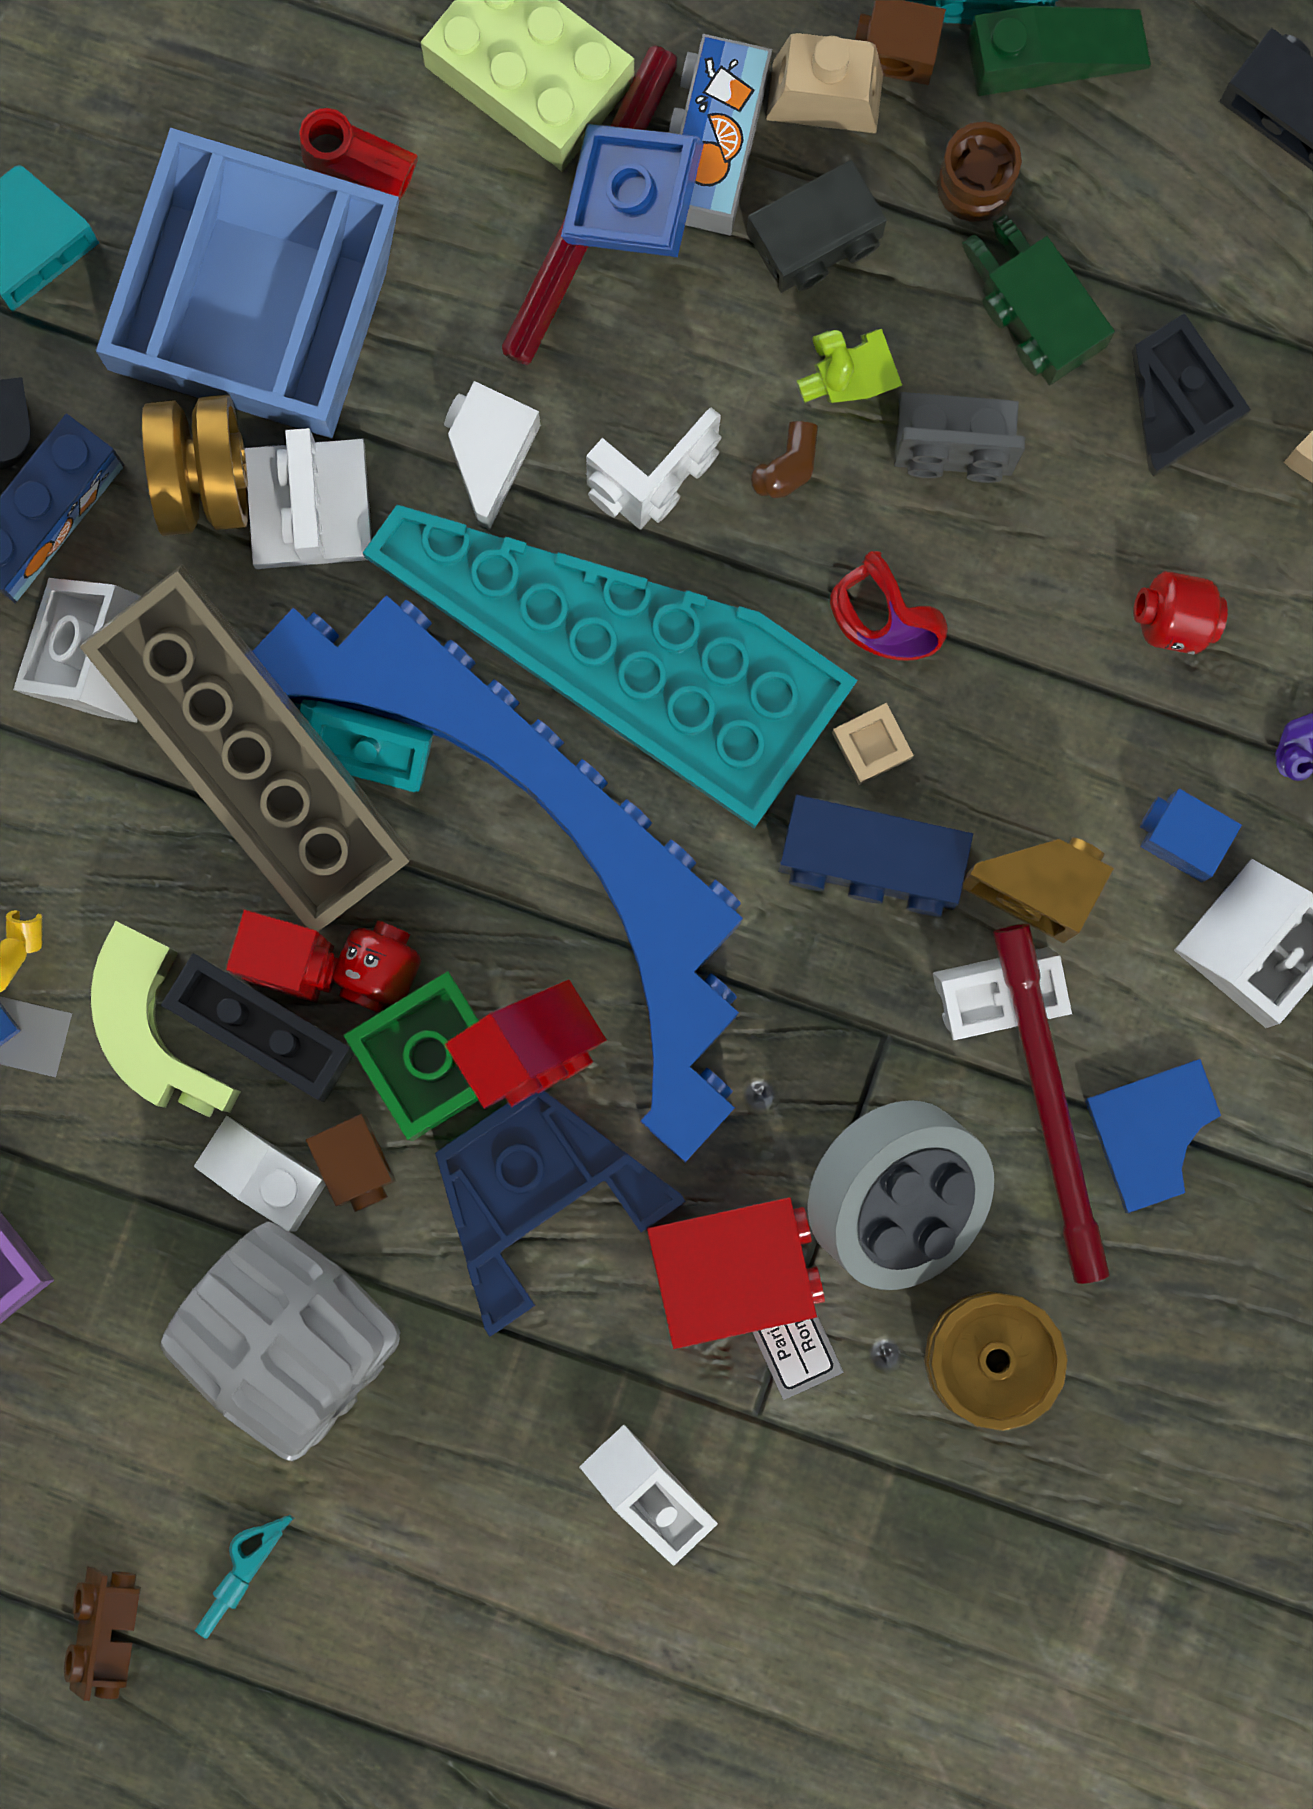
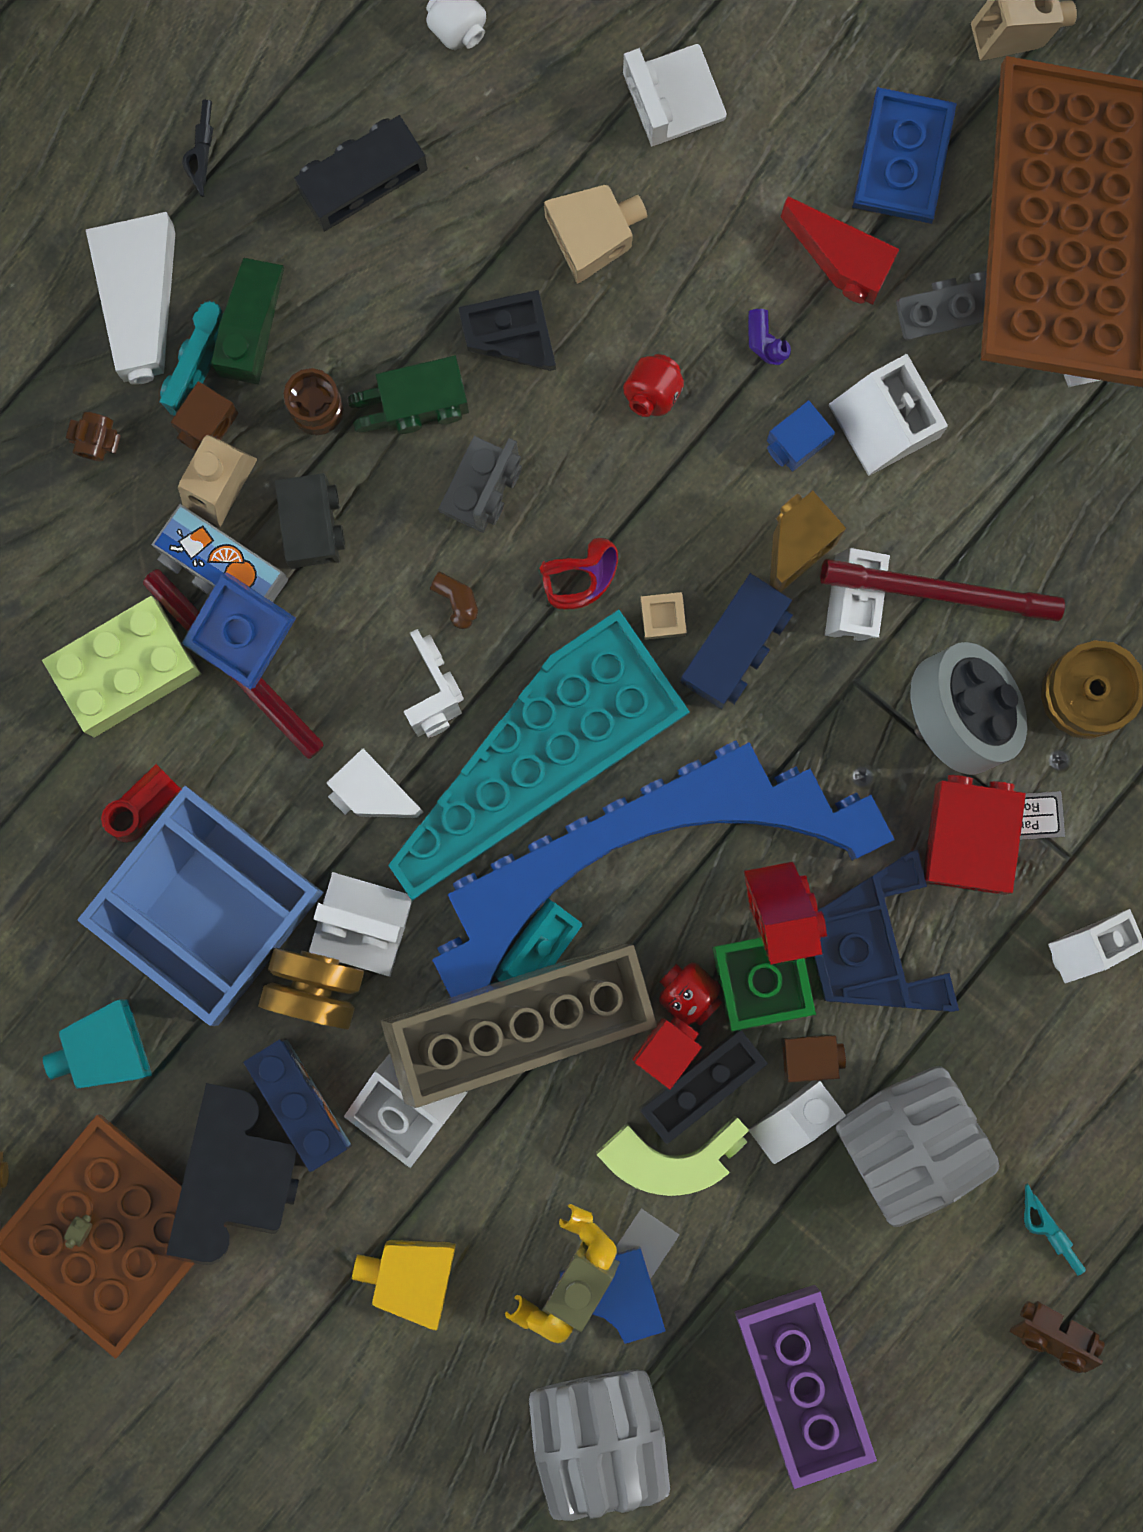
camera: 65 degrees left, 0 degrees up
(850, 372) = (413, 535): lime piece -> none
(1148, 1131) = (977, 536): blue tile -> none

